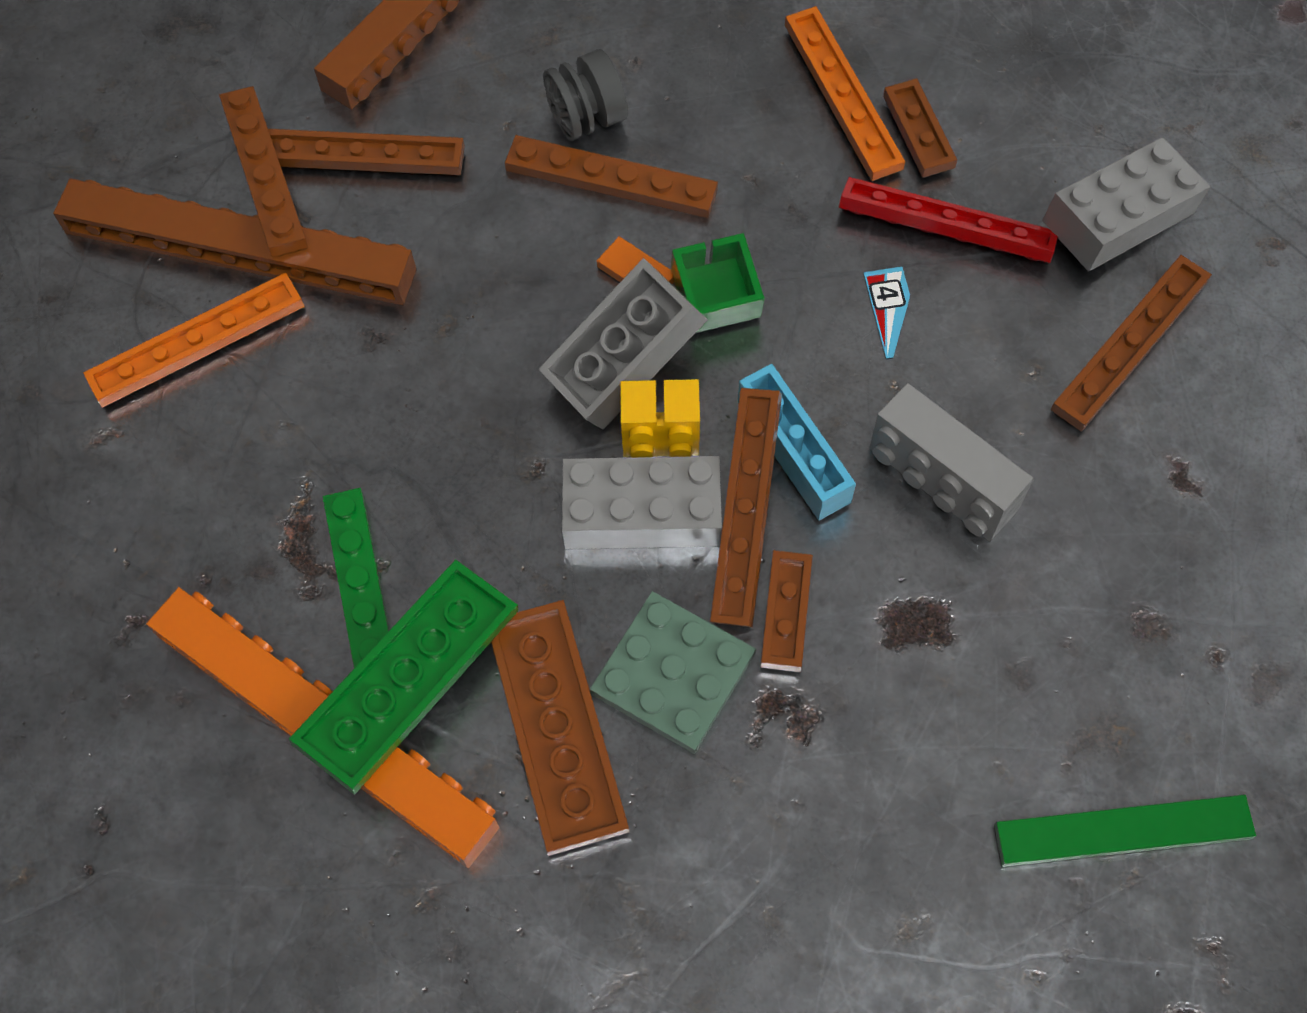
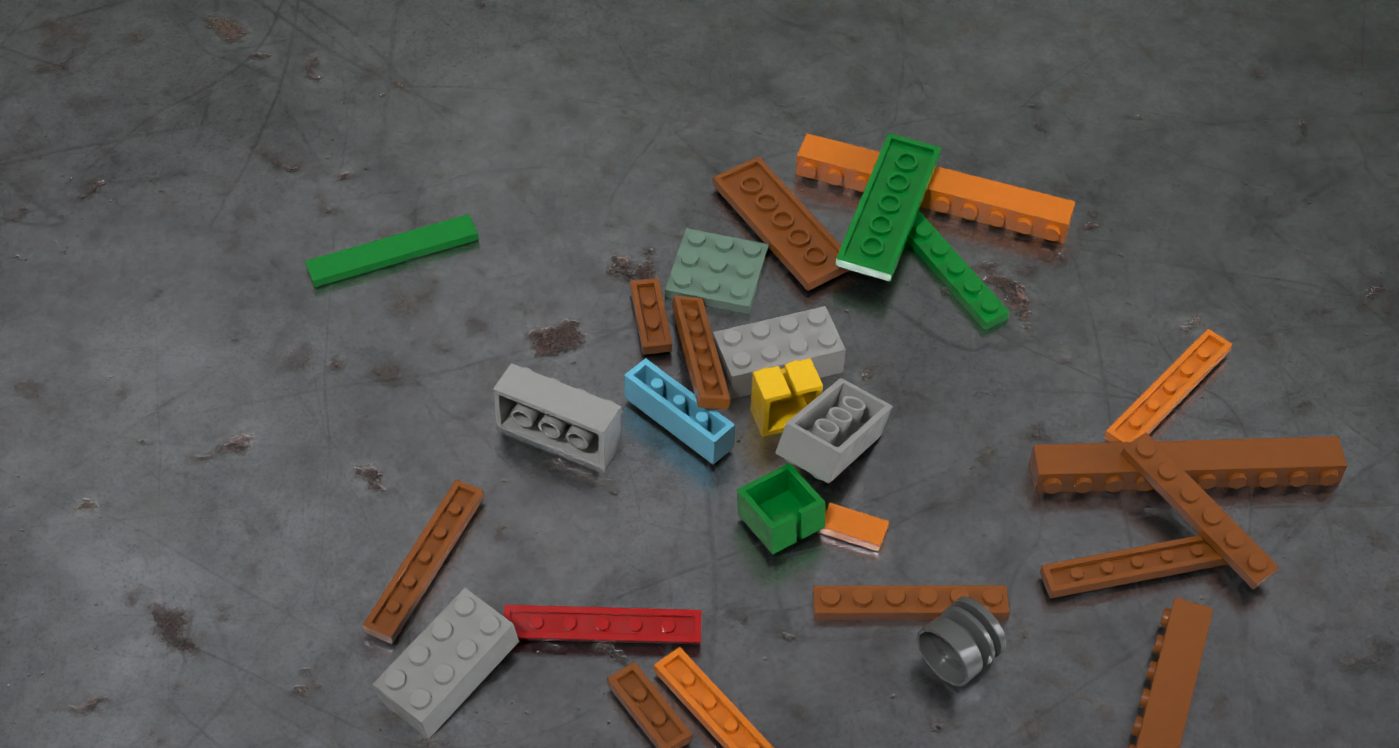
camera: 160 degrees right, 15 degrees down
(889, 302) = (634, 556): sticker -> none

